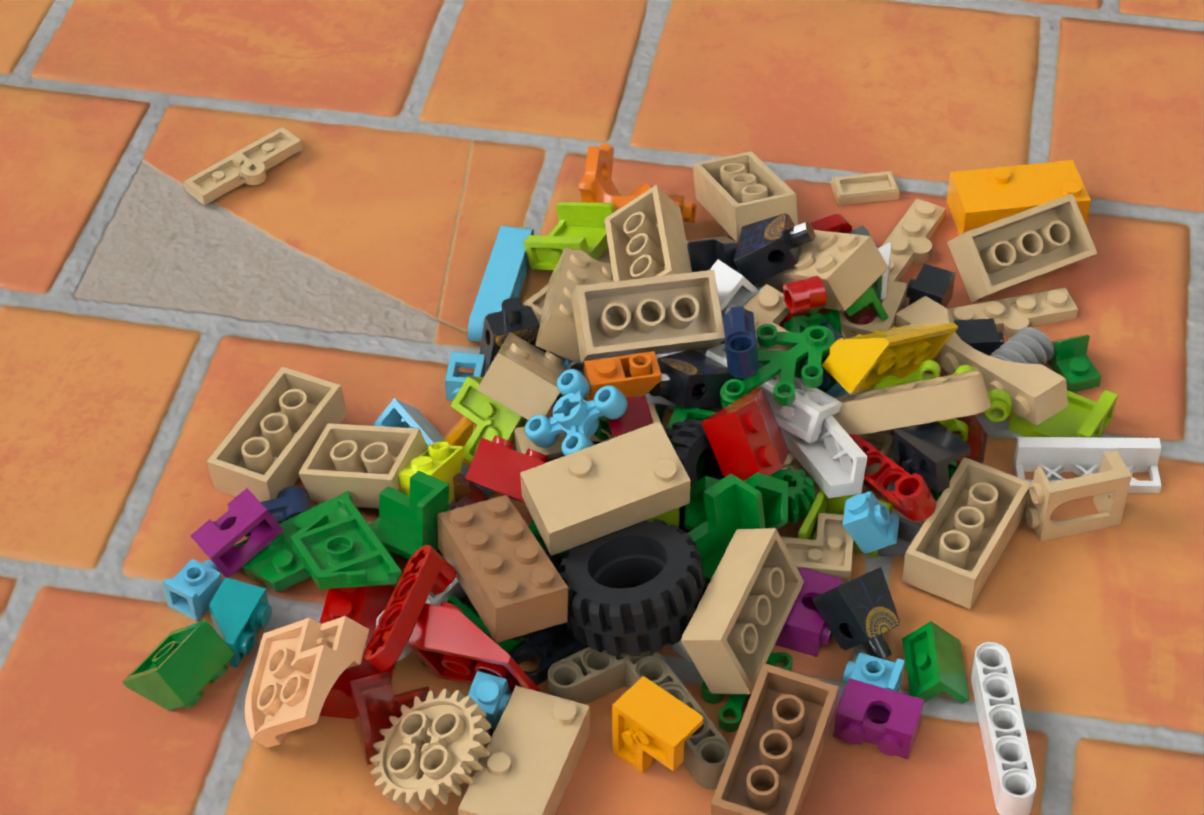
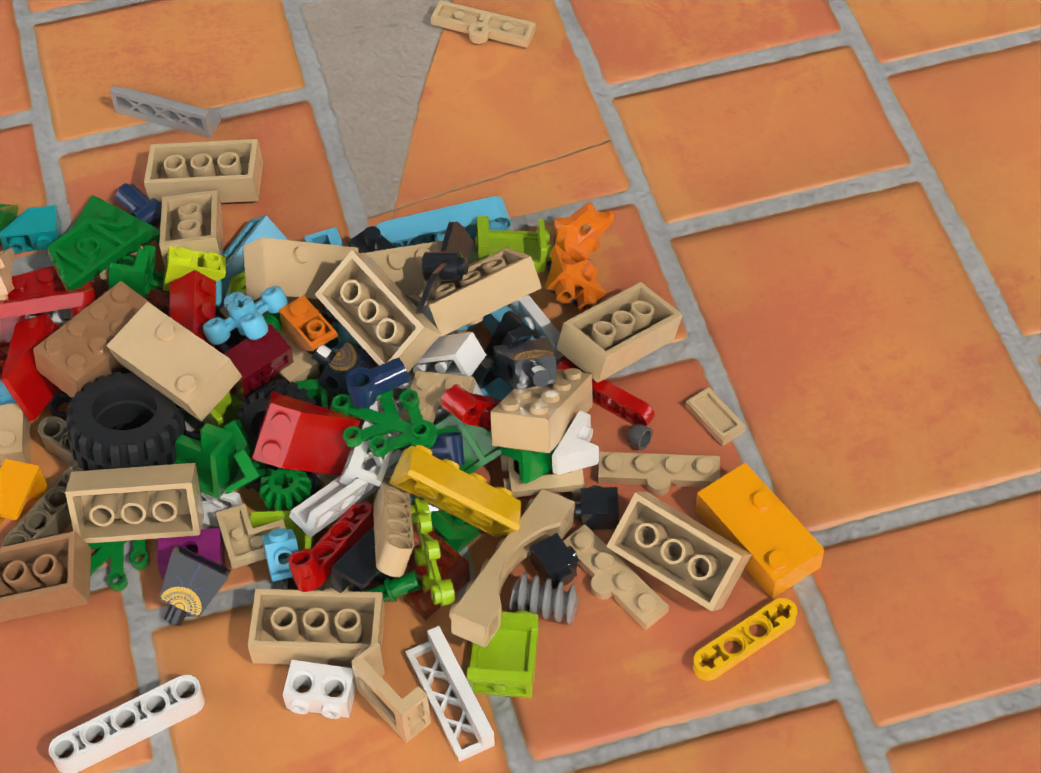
camera: 65 degrees right, 10 degrees up
(143, 451) = (165, 111): none -> light grey fence
(193, 588) = (53, 193): medium azure brick -> none
(243, 516) = (88, 185): magenta brick -> none
(657, 247) = (448, 264): none -> black piece
(875, 672) = (141, 623): medium azure brick -> none
(889, 728) = (106, 622): magenta brick -> none
(934, 664) = (178, 657): green panel -> none
(1036, 559) = (323, 681): none -> white brick
(1074, 364) = (578, 642): green slope -> none
(1116, 256) = (742, 635): none -> yellow beam

